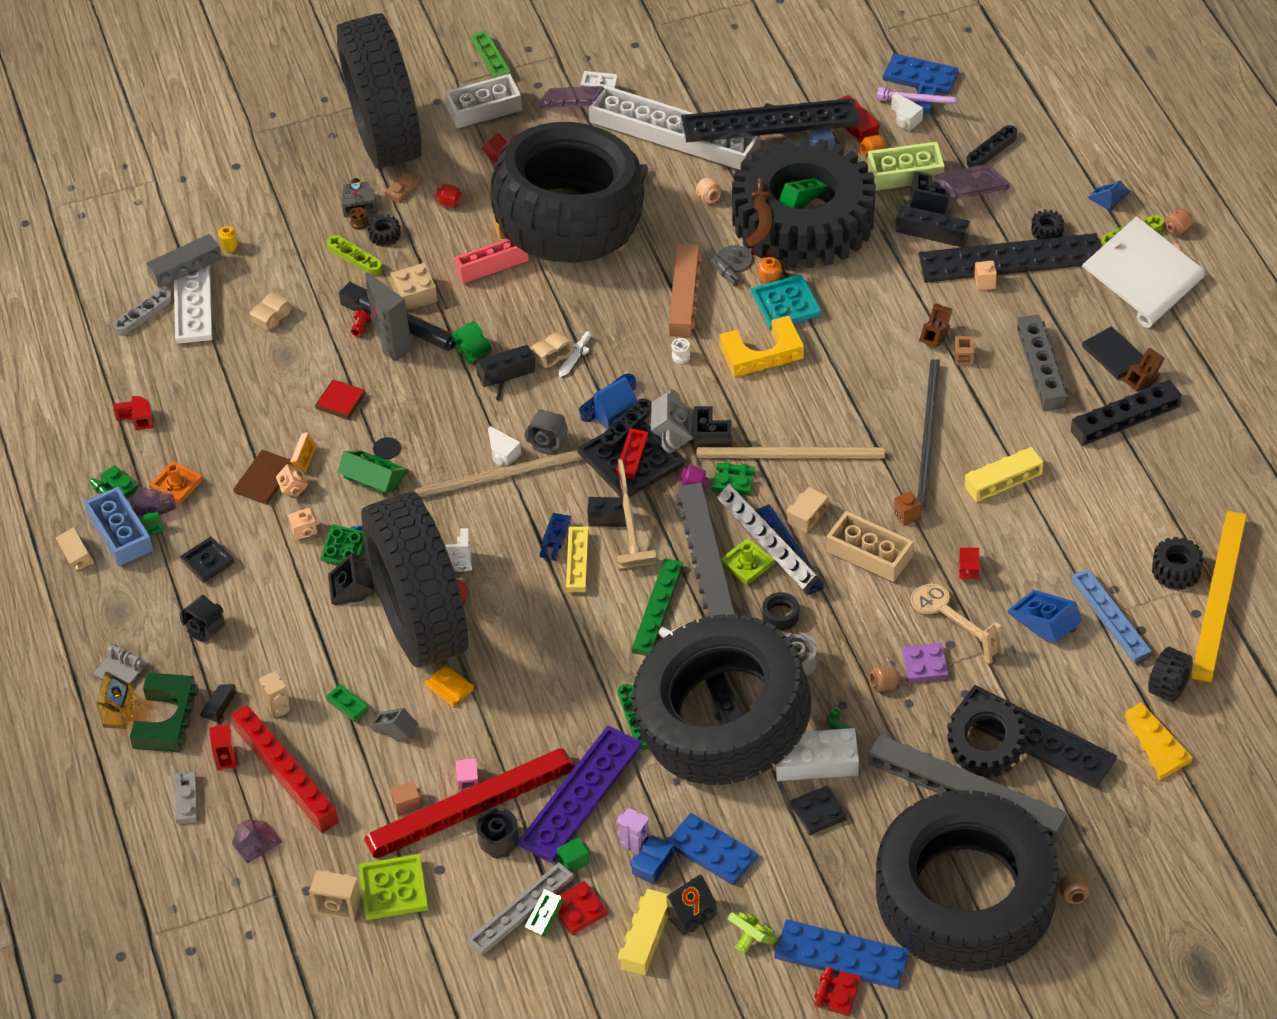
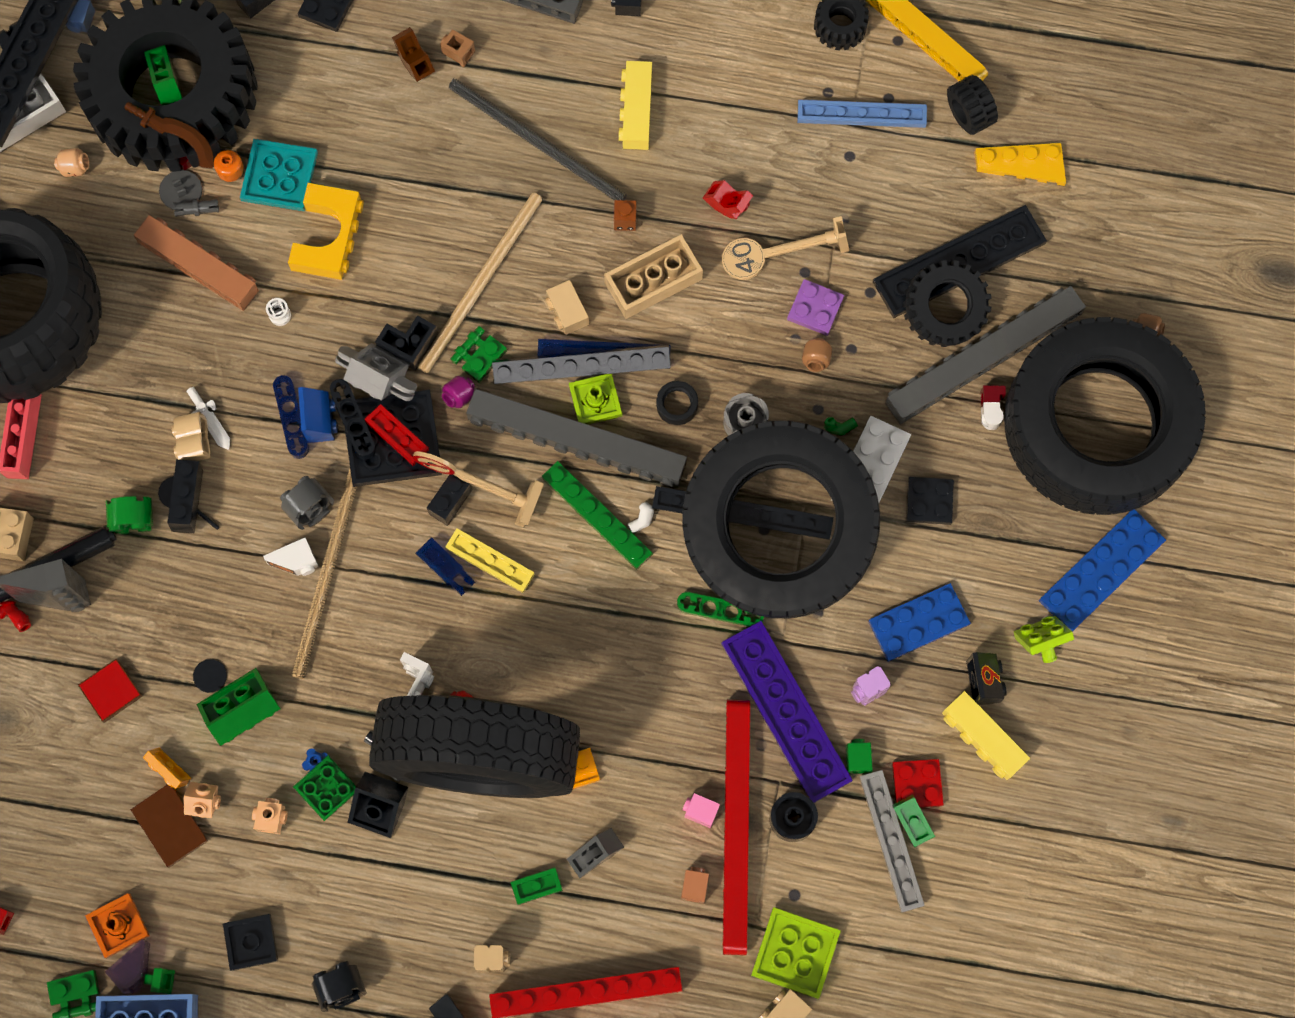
camera: 65 degrees left, 25 degrees up
(652, 859) = (906, 685): blue brick -> none
(843, 994) = (1145, 592): red plate -> none
(1046, 615) = (827, 168): blue slope -> none

